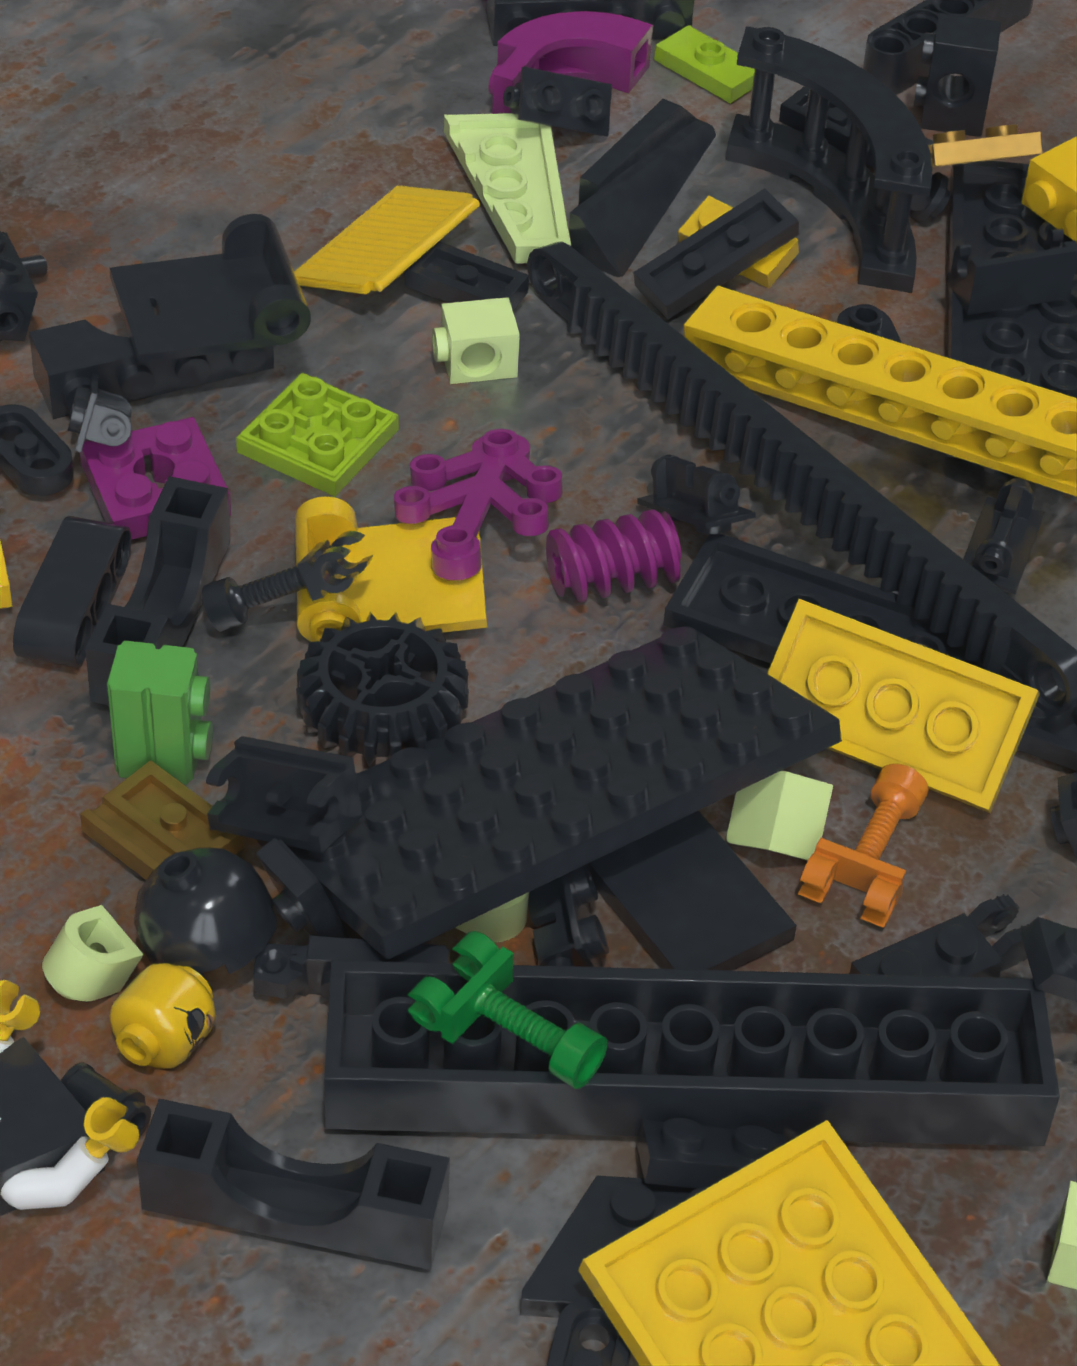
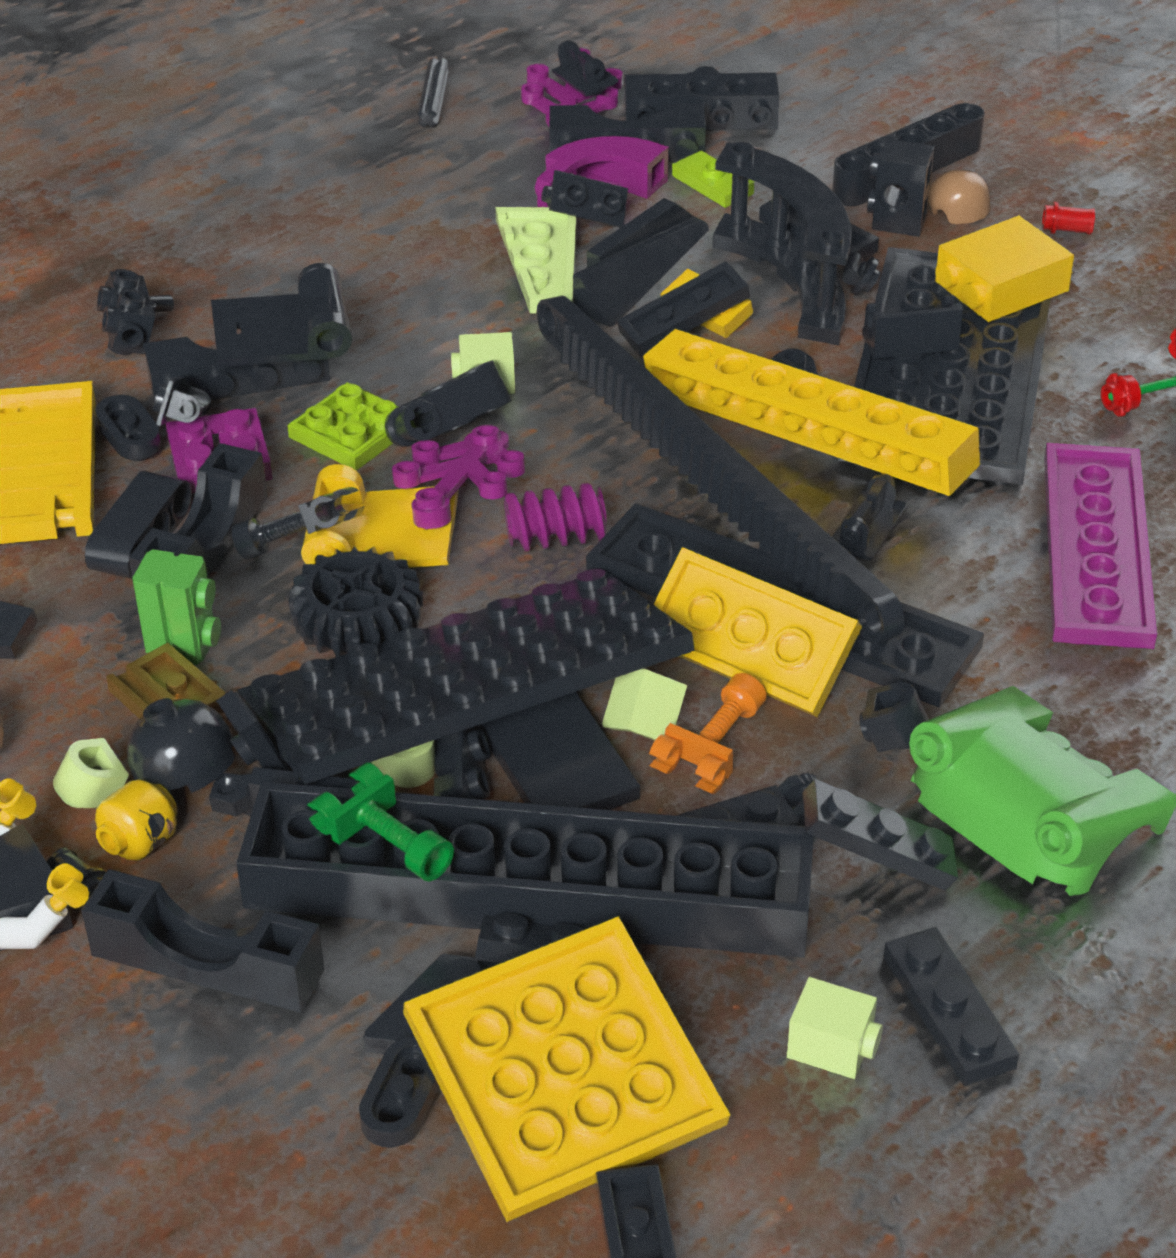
camera: 10 degrees right, 5 degrees down
(285, 794) = (257, 665): black hinge -> none
(386, 240) = (431, 292): yellow window -> none
(443, 403) = (448, 406): none -> black piece
(462, 277) = (478, 316): black plate -> none
(695, 495) = (627, 476): black hinge -> none
(1000, 143) = (919, 236): plate -> none
(1027, 81) = (961, 196): none -> medium nougat hair

